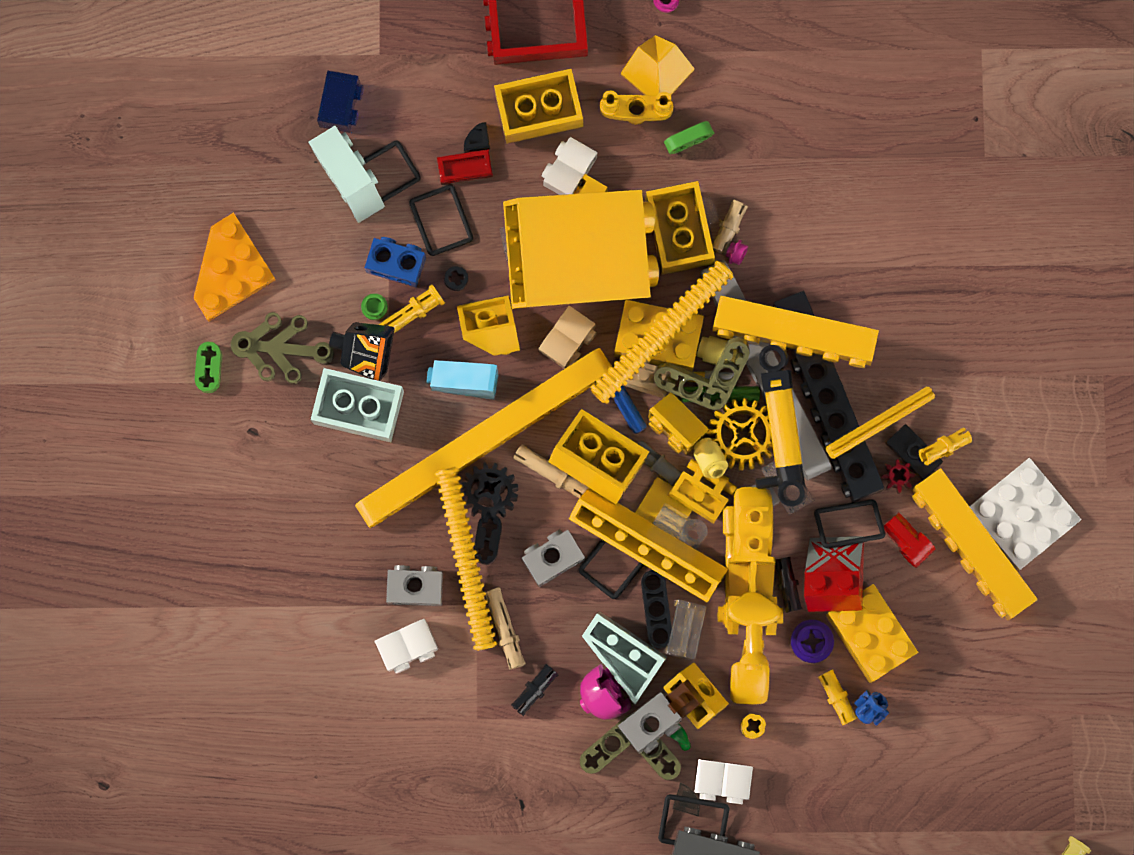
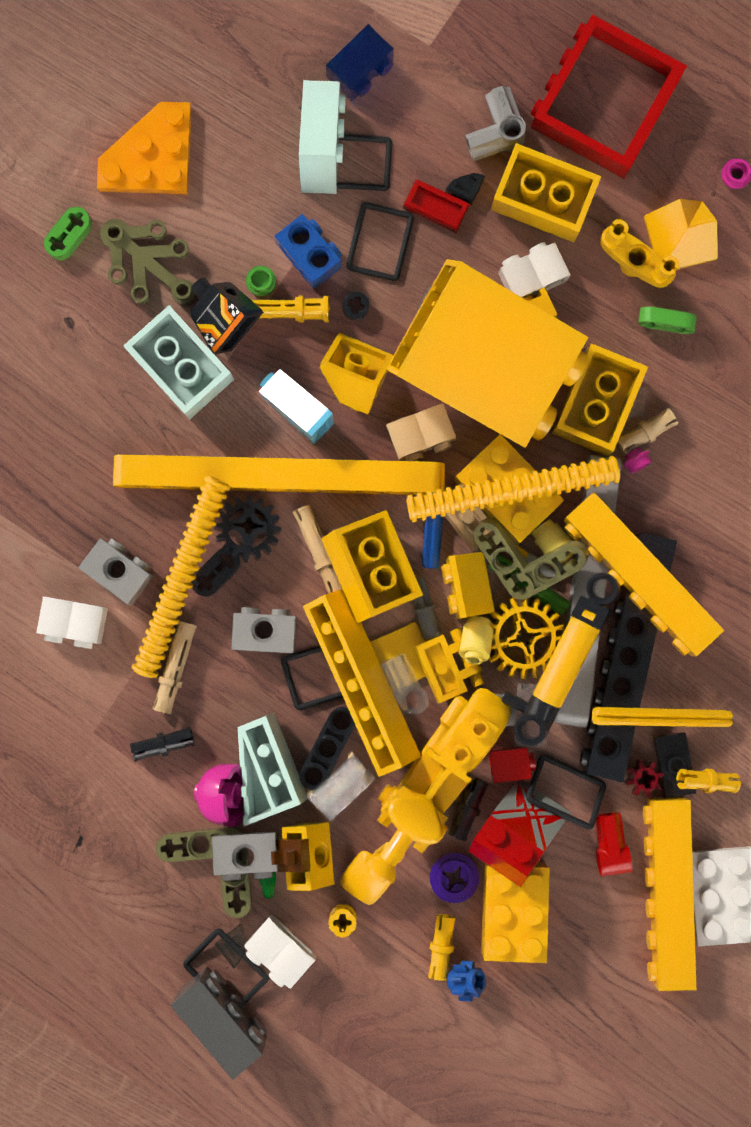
camera: 30 degrees right, 5 degrees up
(471, 69) = (505, 118): none -> light grey piece
(796, 531) = (511, 764): none -> red brick

